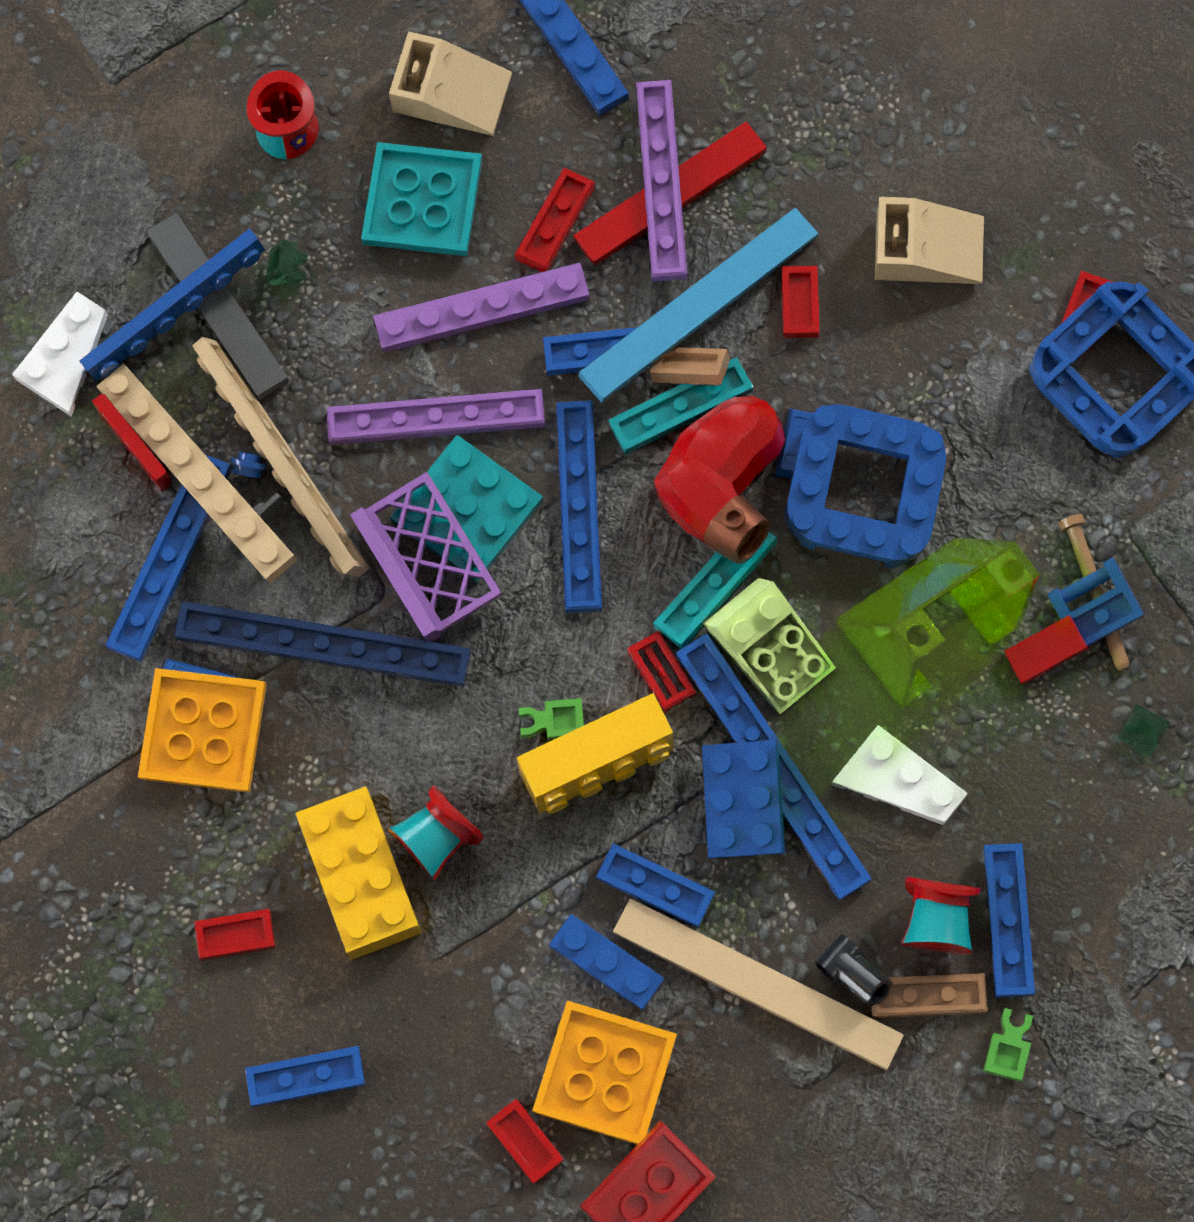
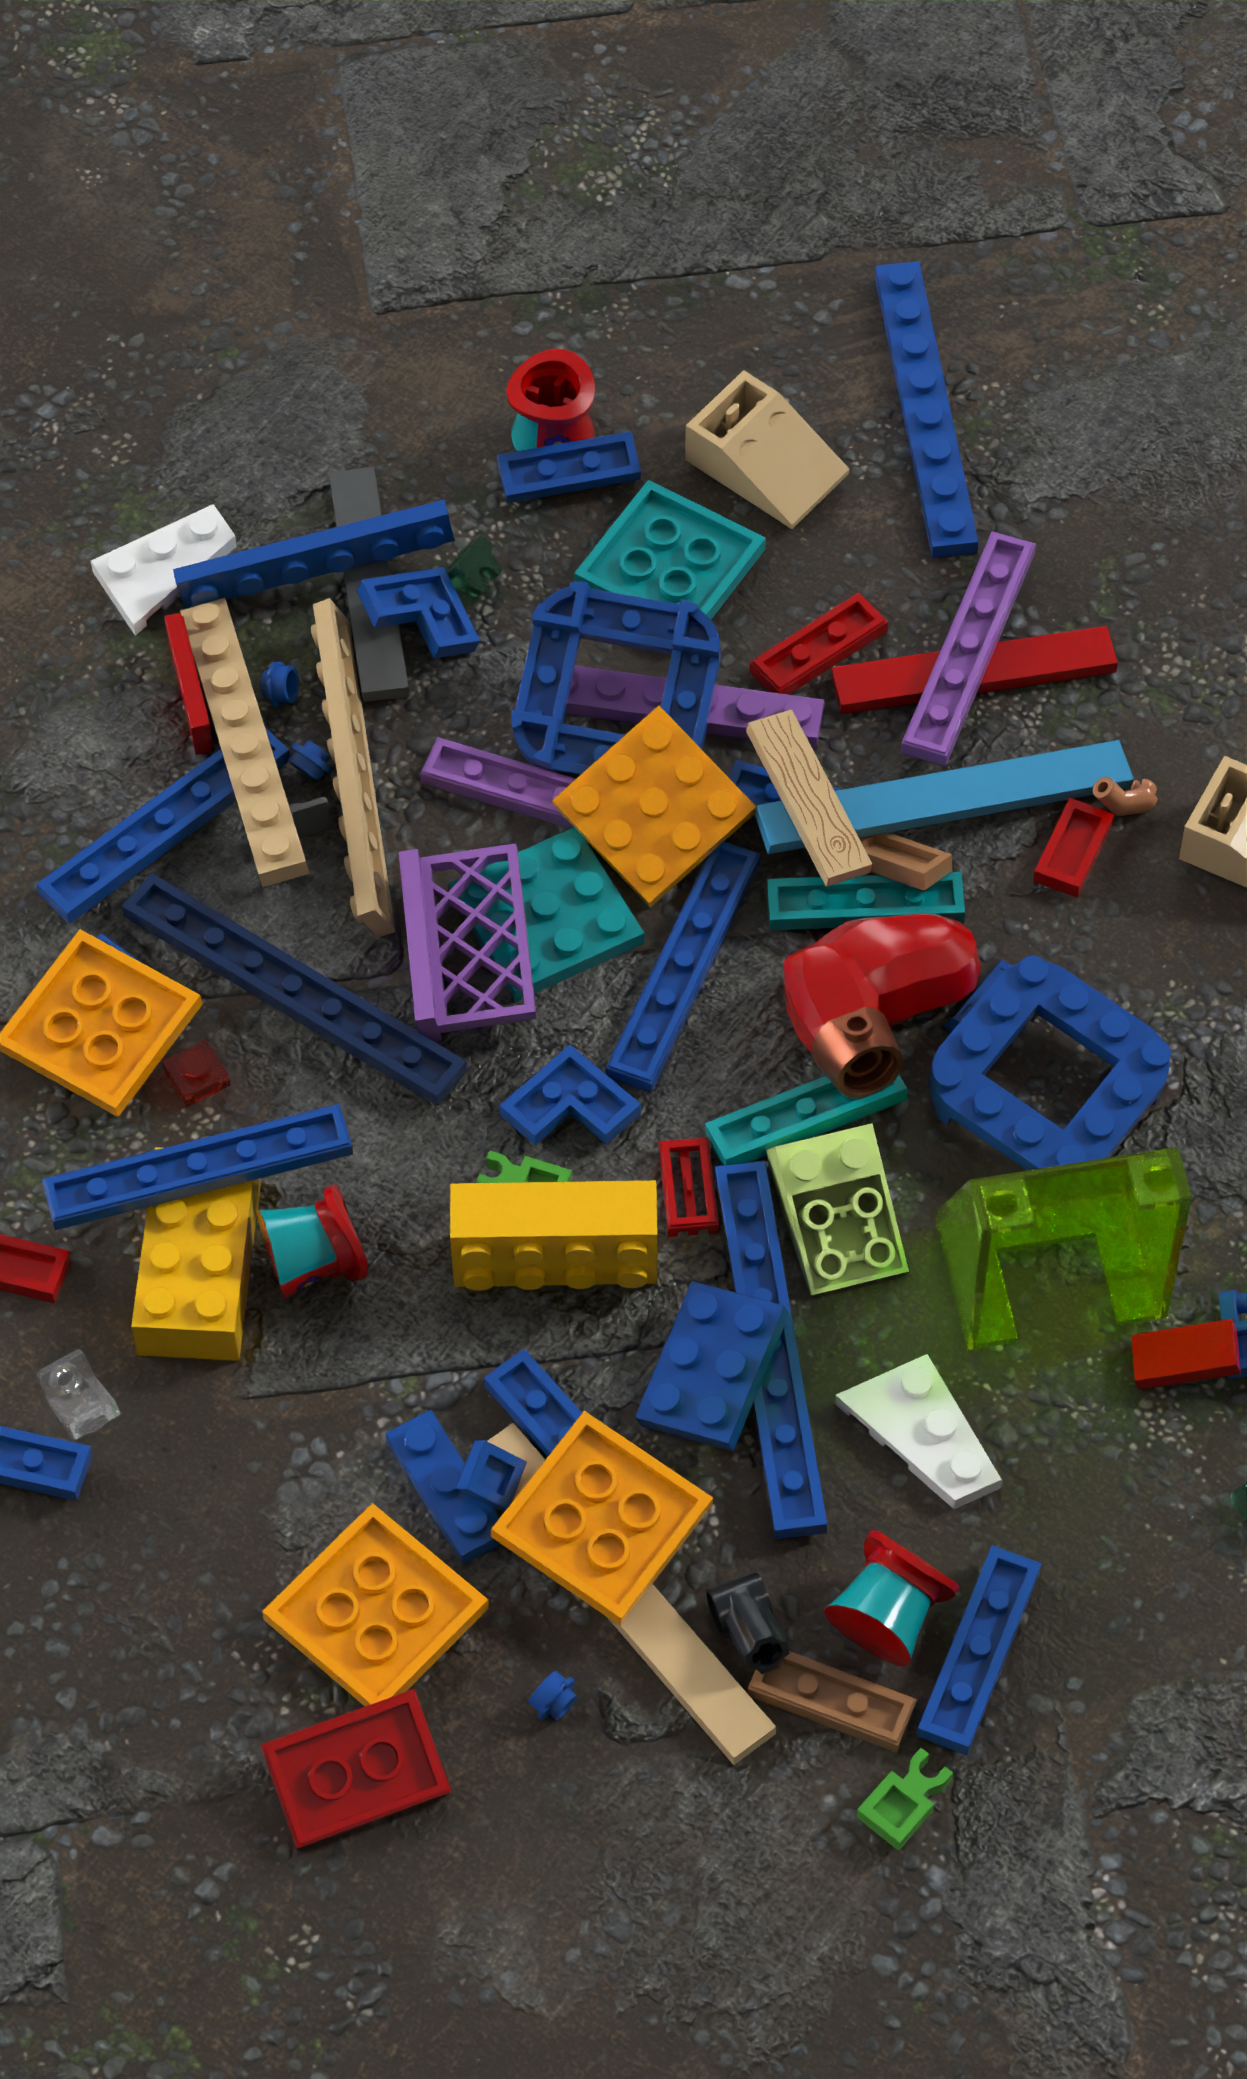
camera: 20 degrees right, 15 degrees down
(196, 413) = (280, 684): none -> blue plate
(268, 305) = (424, 599): none -> blue plate
(287, 736) = (196, 1073): none -> clear red plate
(315, 154) = (568, 467): none -> blue plate
(330, 1013) = (77, 1395): none -> clear bracket
(334, 818) = (197, 1166): none -> blue tile
(424, 269) = (617, 620): none -> blue plate
(507, 399) = (654, 806): none -> light orange plate
(525, 1141) = (236, 1649): red tile -> none
(549, 635) = (568, 1088): none -> blue plate
(613, 351) = (809, 798): none -> tan tile
(638, 947) = (491, 1475): none -> blue plate
(726, 944) = (602, 1517): none -> light orange plate
(750, 1080) = (553, 1696): none -> blue plate
(817, 254) = (1120, 802): none -> nougat arm

